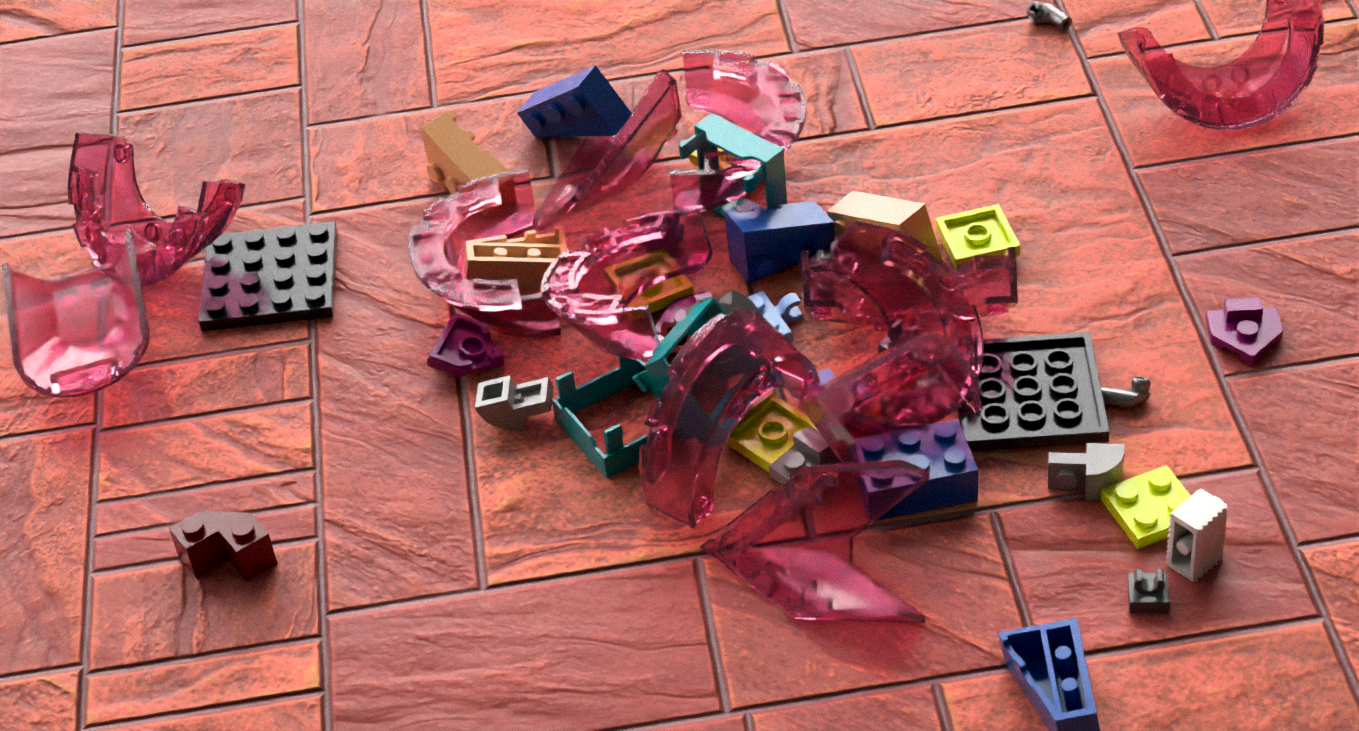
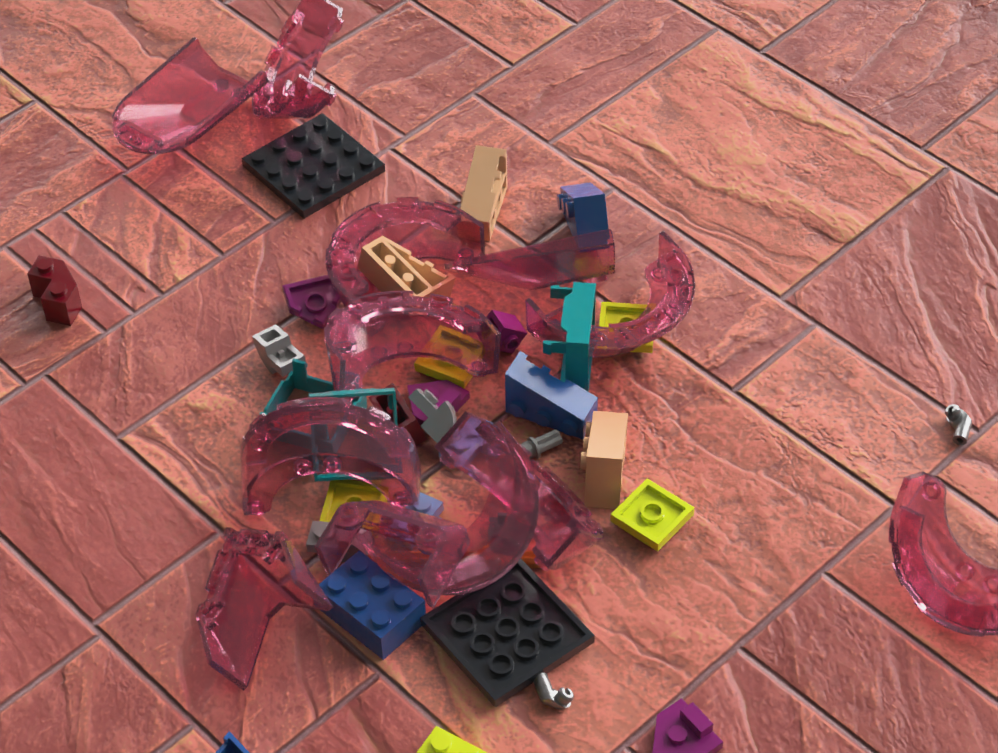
camera: 50 degrees right, 5 degrees up
(1089, 471) = (446, 711): light grey brick -> none

